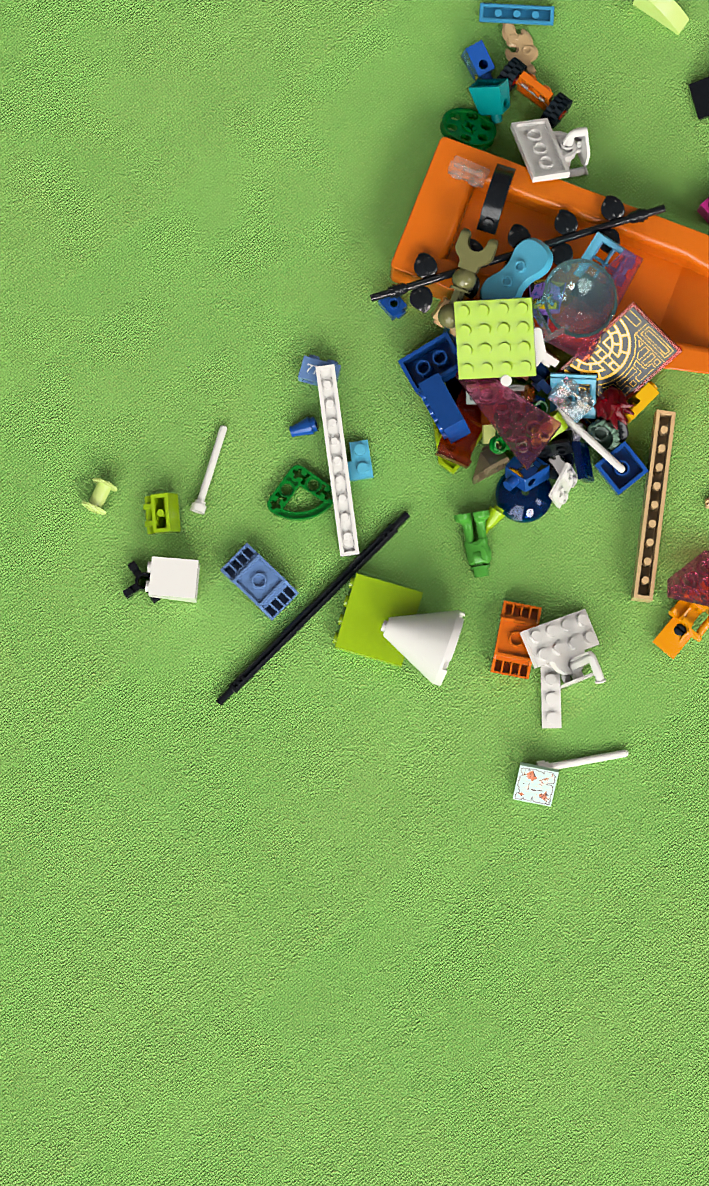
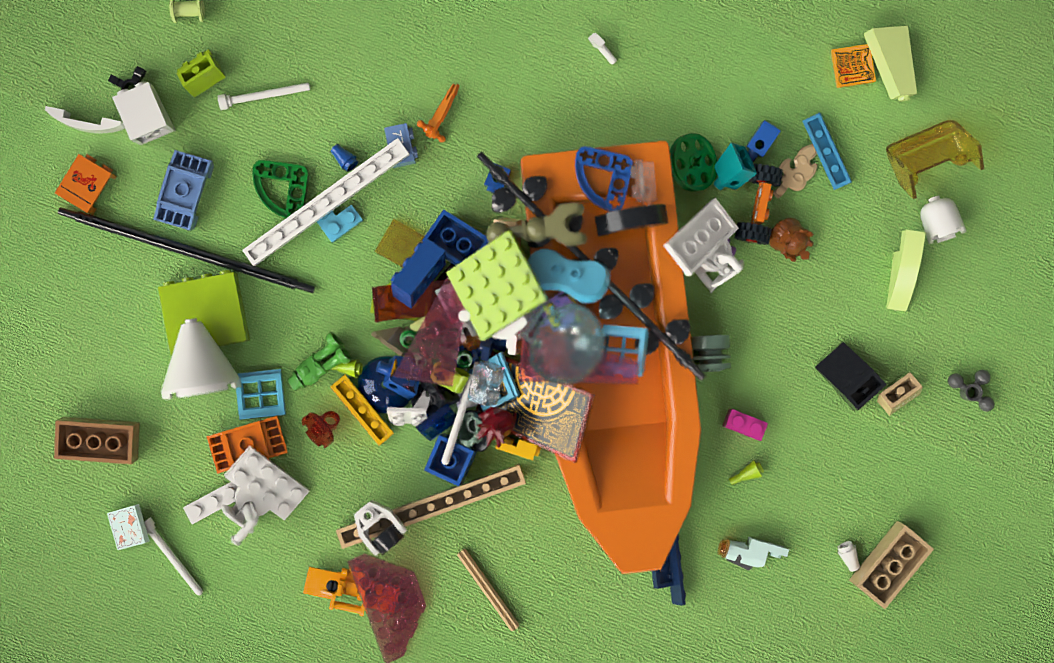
camera: 60 degrees right, 5 degrees up
(166, 619) = (106, 126): none -> white slope
(207, 665) = (84, 183): none -> orange panel
(317, 336) = (431, 128): none -> orange piece
(319, 157) = (598, 43): none -> white bar
(406, 418) = (398, 242): none -> clear yellow tile
(443, 772) = (96, 440): none -> medium nougat brick
(447, 190) = (617, 173): none -> blue beam
(491, 614) = (262, 411): none -> medium azure piece
(534, 569) = (318, 429): none -> clear red tile
(536, 526) = (362, 410): none -> yellow slope
(577, 81) = (791, 239): none -> dark orange hair
(641, 197) = (710, 352): none -> sand green wheel
(664, 552) = (388, 537): none -> white piece

